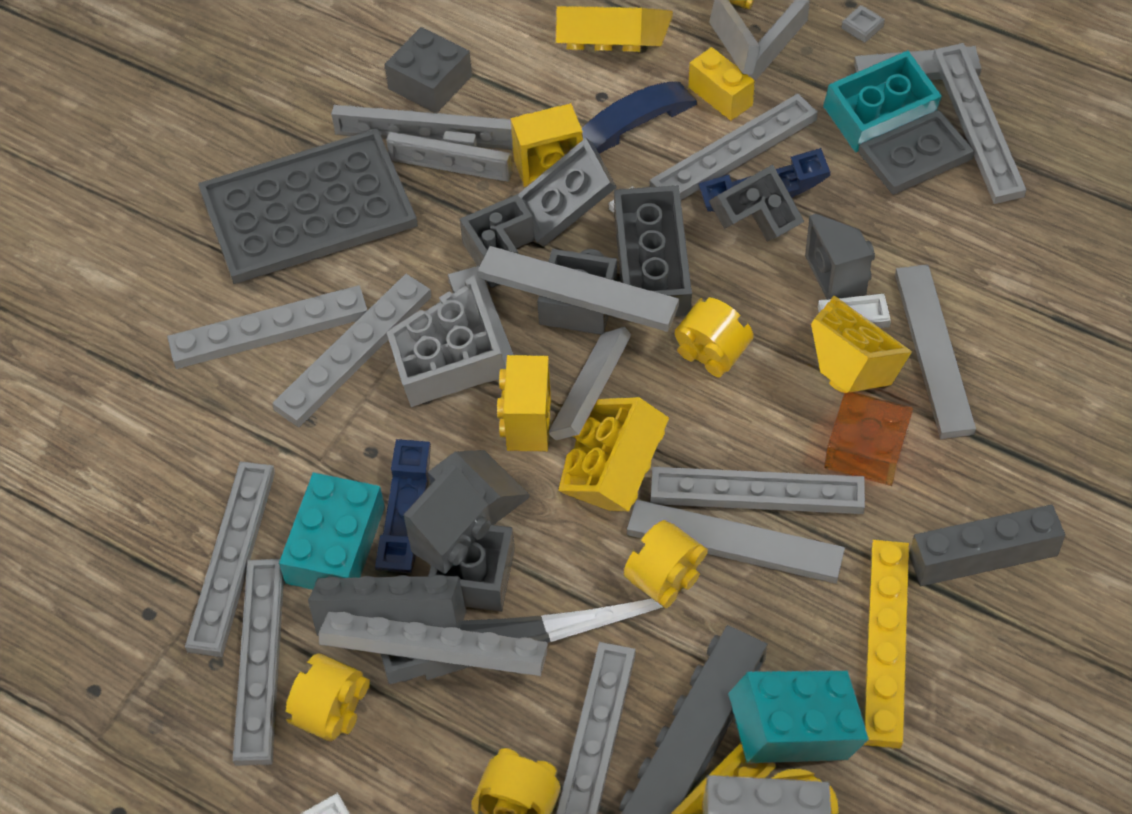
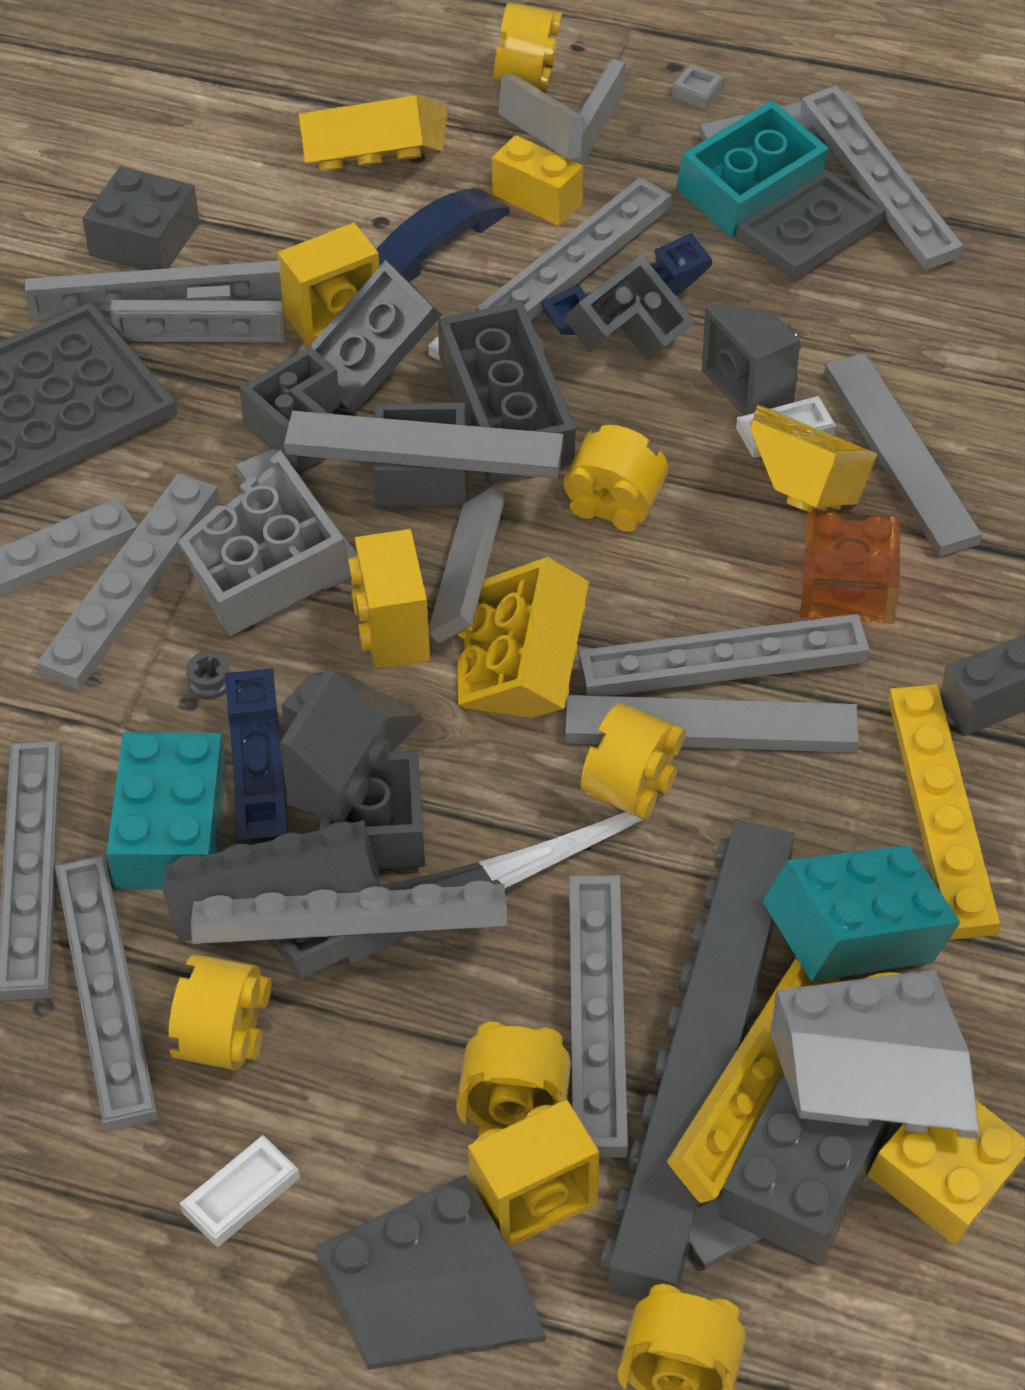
camera: 15 degrees left, 5 degrees down
(384, 425) = (204, 663): none -> dark grey bush

